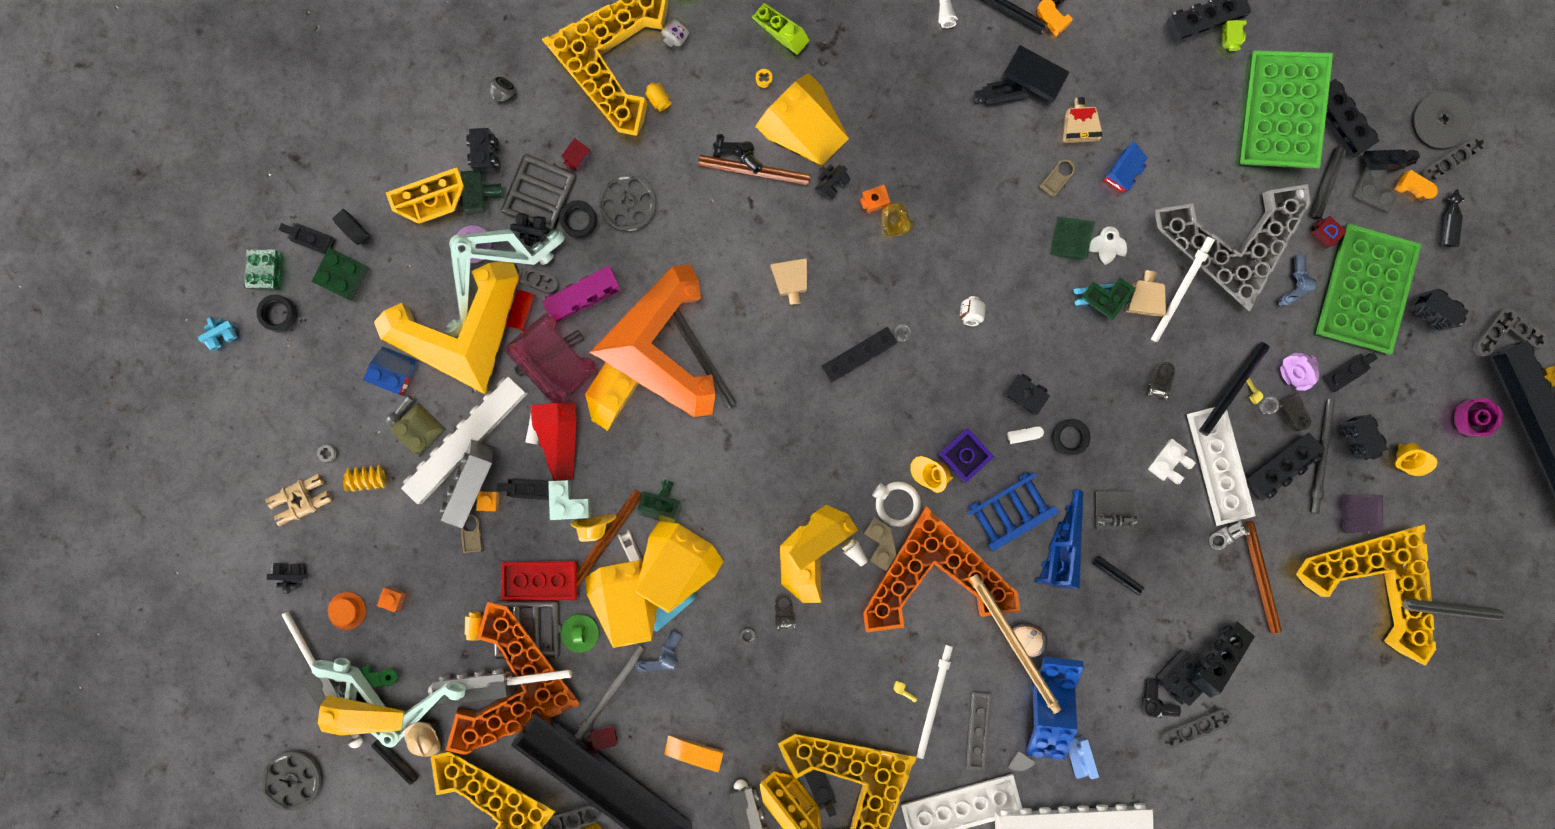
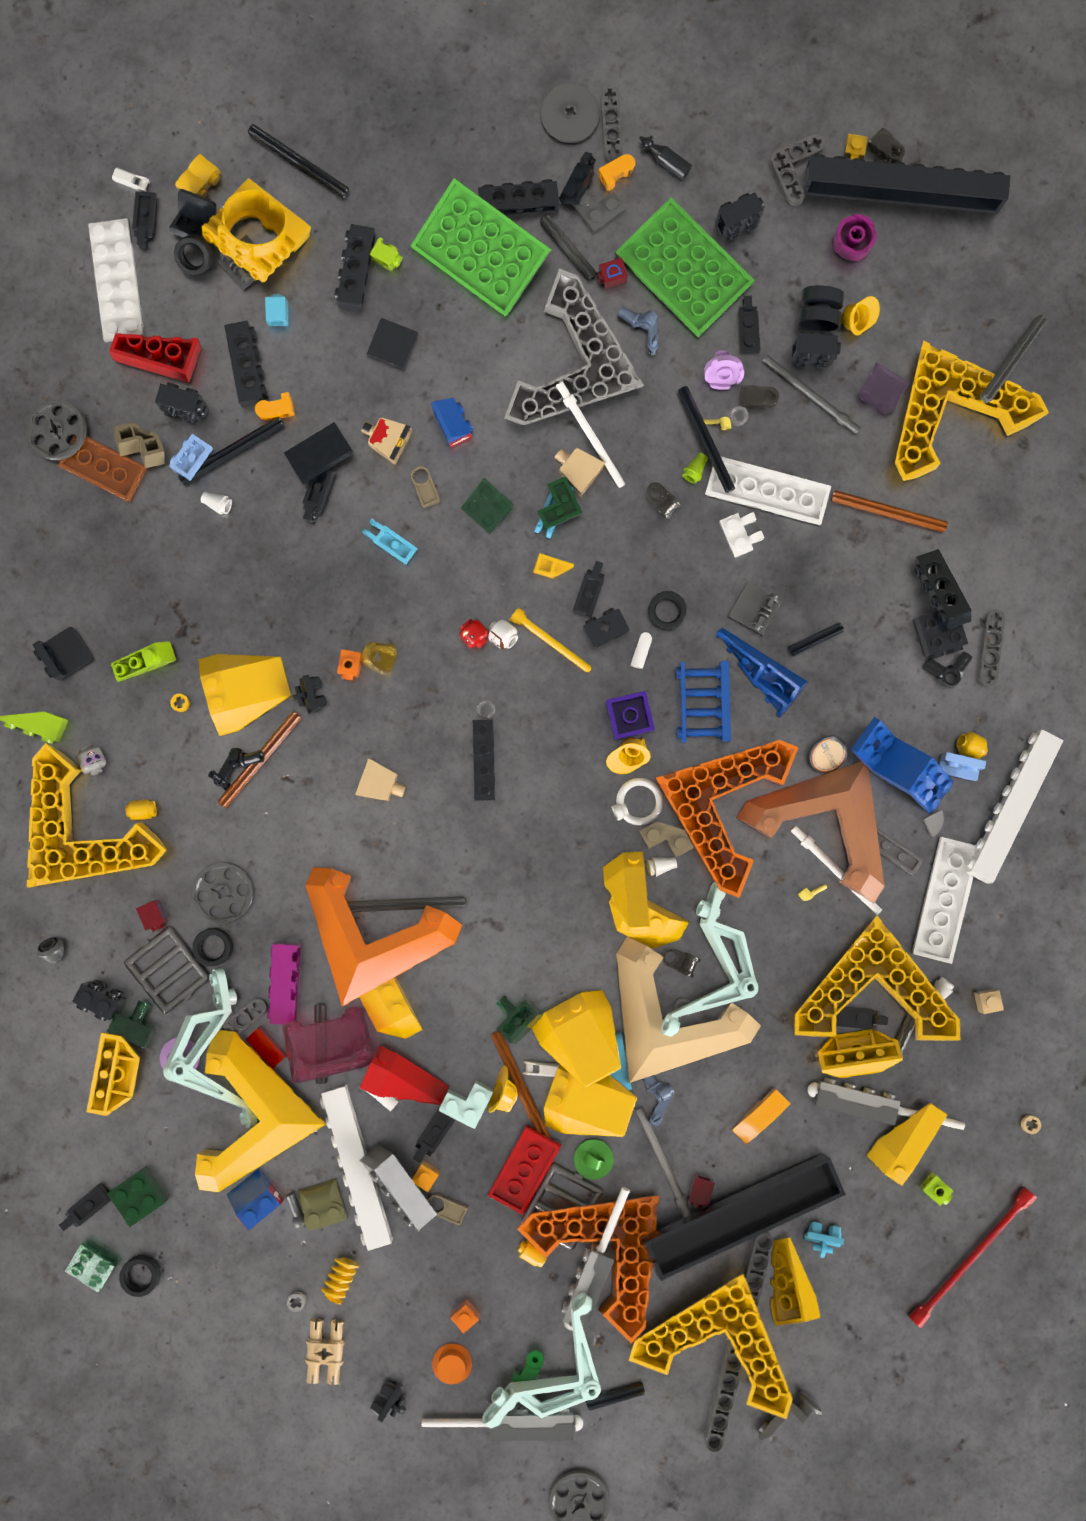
camera: 65 degrees left, 0 degrees up
(211, 336) = (123, 1343): medium azure hips -> none
(350, 226) = (99, 1162): black tyre -> none
(354, 717) = (553, 1412): yellow wedge -> none
(422, 739) = (609, 1359): tan piece -> none
(521, 225) = (198, 996): black hips -> none
(700, 625) = (645, 1045): none -> tan wedge
(793, 674) = (741, 985): none -> light aqua piece
(959, 287) = (473, 633): none -> red head
(994, 318) = (520, 618): none -> yellow piece
(996, 176) = (391, 542): none -> medium azure hinge
(1001, 681) = (841, 790): none -> nougat wedge
(1015, 644) = (825, 768): tan piece -> none
(1050, 363) = (589, 591): none -> black hinge
(1052, 319) = (551, 566): none -> yellow tile
(1104, 757) = (972, 745): none -> yellow head
(1108, 248) = (514, 479): white plate -> none
(1162, 82) = (392, 343): none -> black tile
(1204, 393) = (694, 470): none -> lime cone
(1229, 534) = (835, 519): light grey connector -> none
(1307, 445) = (793, 404): black brick -> none
(1401, 422) = (821, 308): none -> black wheel

